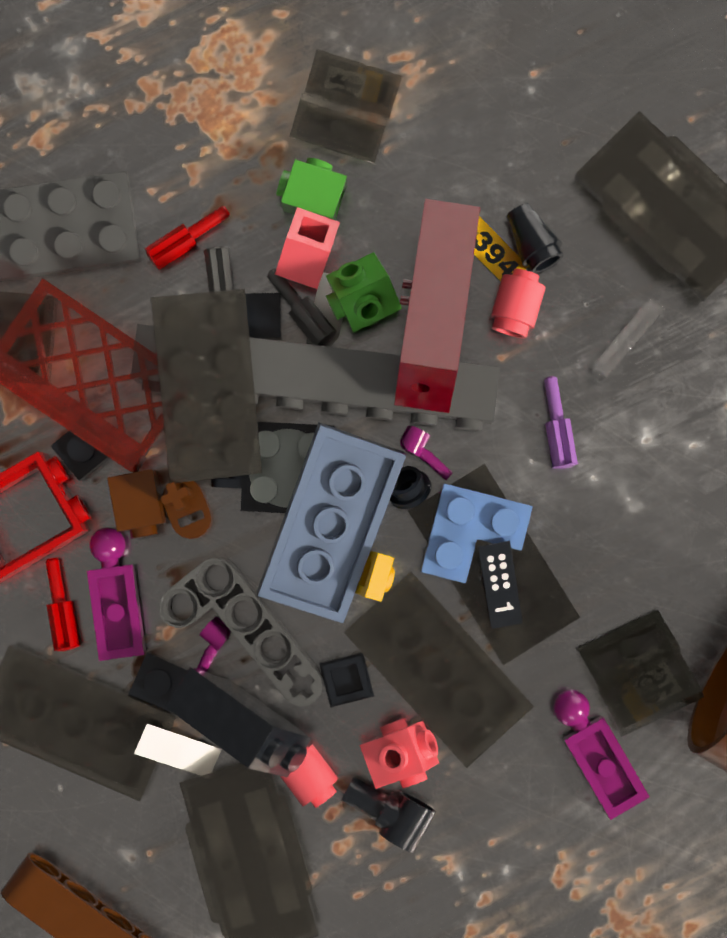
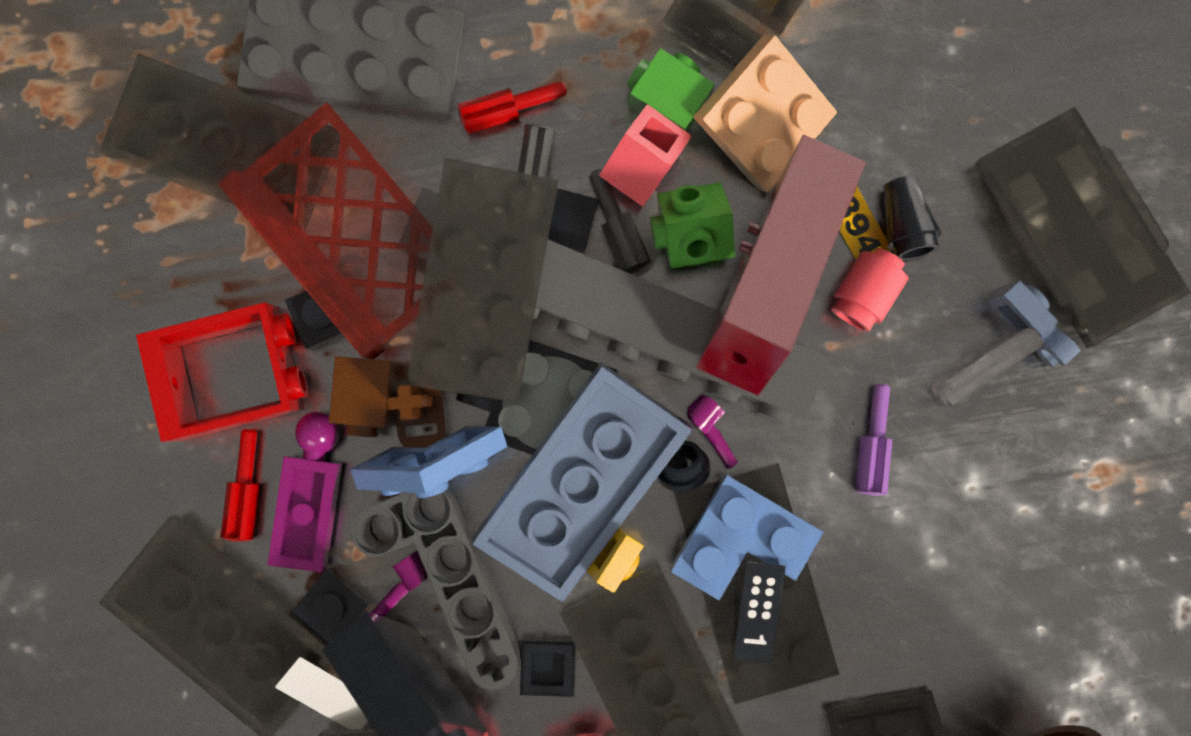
camera: 20 degrees right, 0 degrees up
(208, 544) = (429, 468): none -> medium blue plate
(392, 185) = (764, 112): none -> light nougat plate
(647, 283) = (1027, 307): none -> sand blue plate

